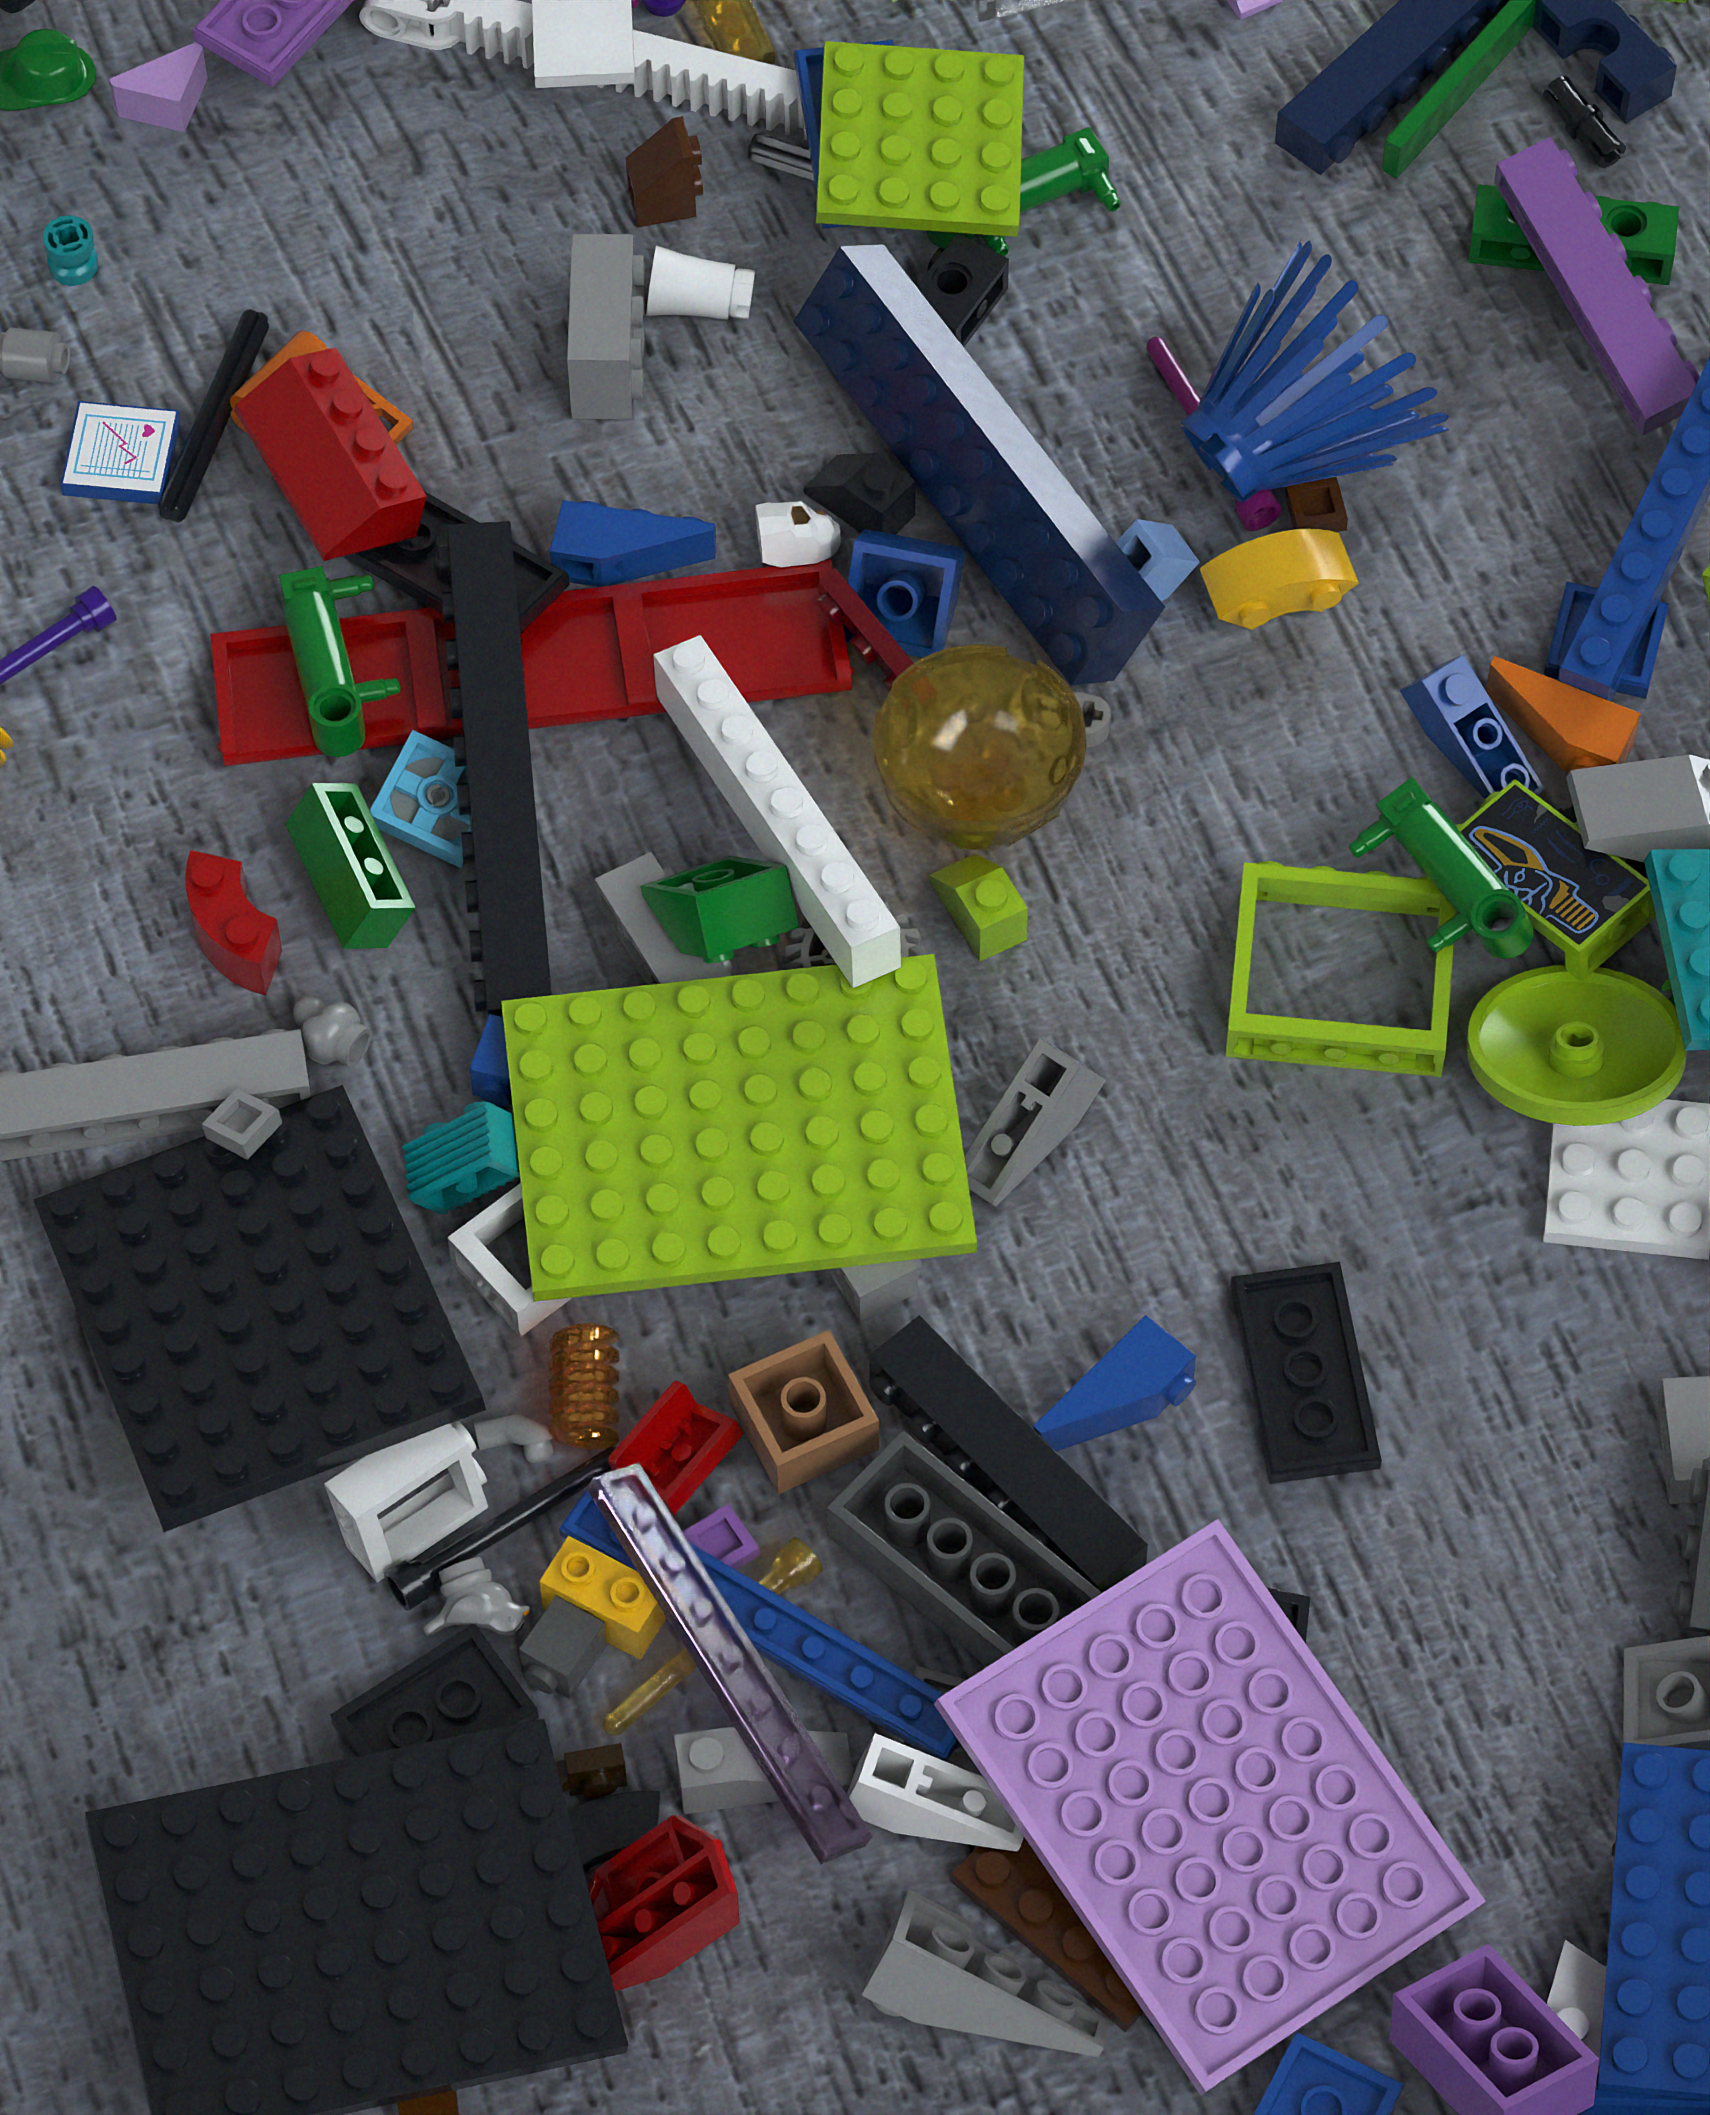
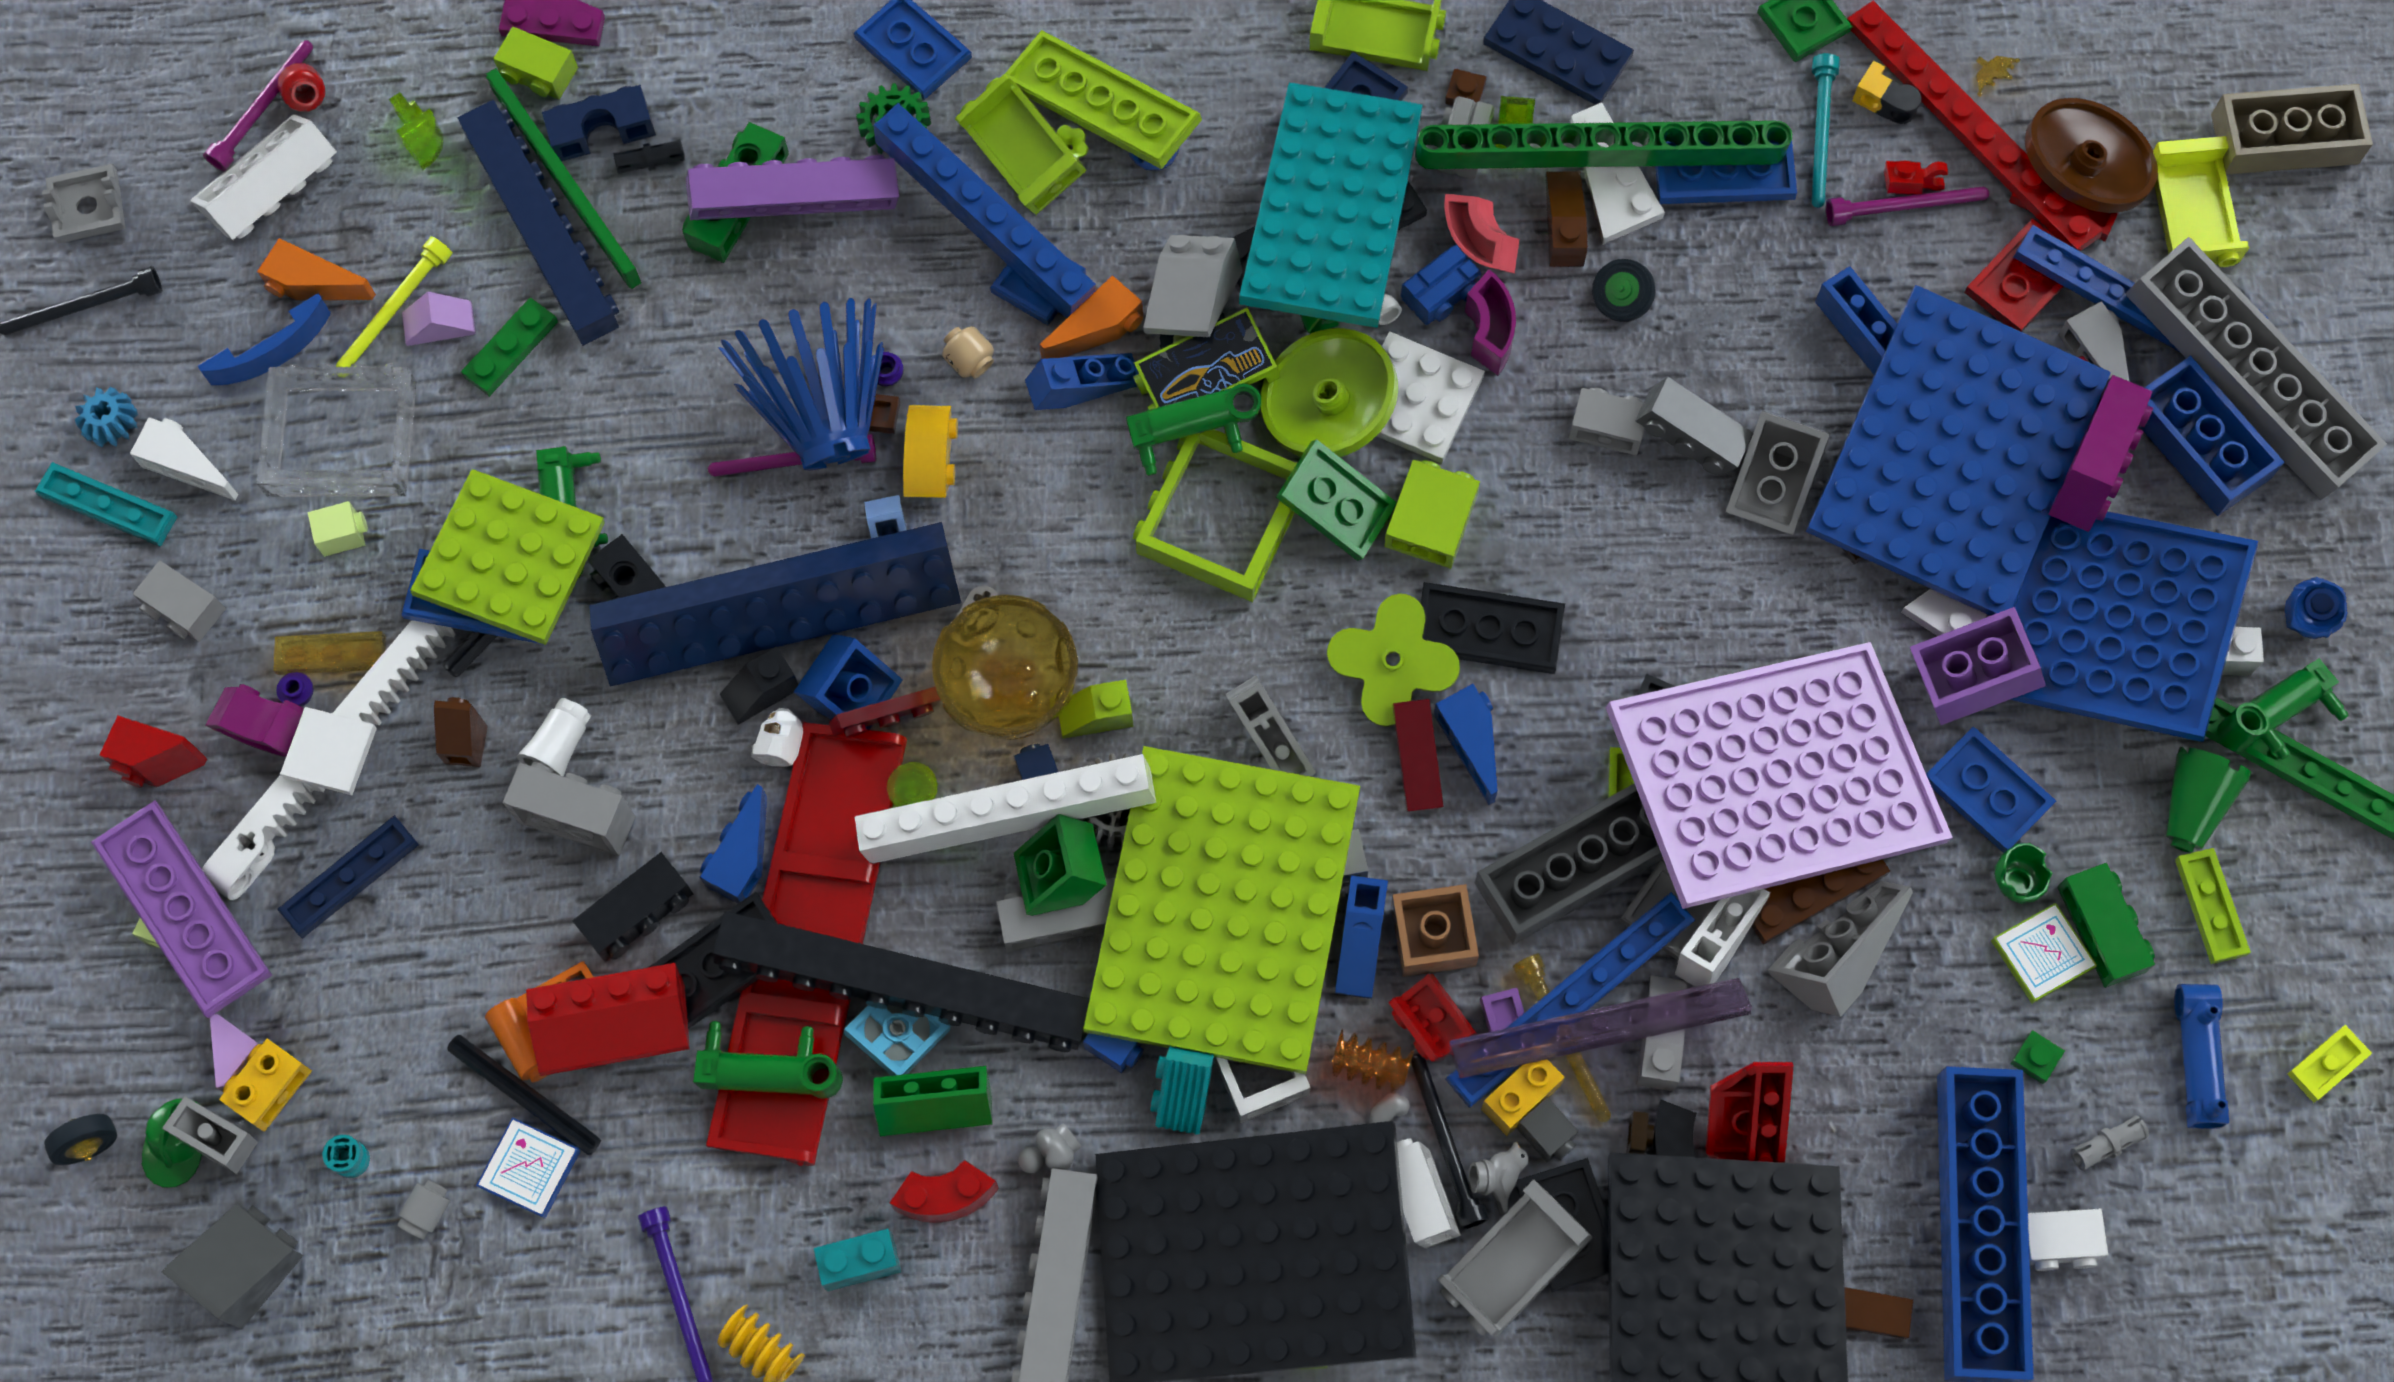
camera: 70 degrees left, 10 degrees up
(47, 97) = (210, 1135): none -> light grey slope
(110, 849) = (857, 1260): none -> teal brick
(132, 133) = (264, 1084): none -> yellow brick
(242, 1123) = (1115, 1225): light grey plate -> none
(353, 1648) = (1514, 1261): none -> light grey panel
(437, 134) = (348, 877): none -> dark blue tile
(501, 448) = (633, 908): none -> black brick
(764, 1321) = (1361, 937): none -> blue slope
(782, 706) = (912, 784): none -> clear neon green piece
(873, 847) = (1035, 761): none -> dark blue brick
(1002, 1454) = (1499, 821): black brick -> none
(1063, 1322) = (1418, 755): none -> dark red tile
(1194, 1245) = (1396, 630): none -> lime plant
(1235, 59) = (509, 346): none -> green plate
(1388, 484) = (894, 362): none -> dark purple plate
(1412, 1100) = (1336, 500): none -> plate
(1451, 1240) = (1432, 513): none -> lime brick
(1452, 582) = (968, 352): none -> tan head

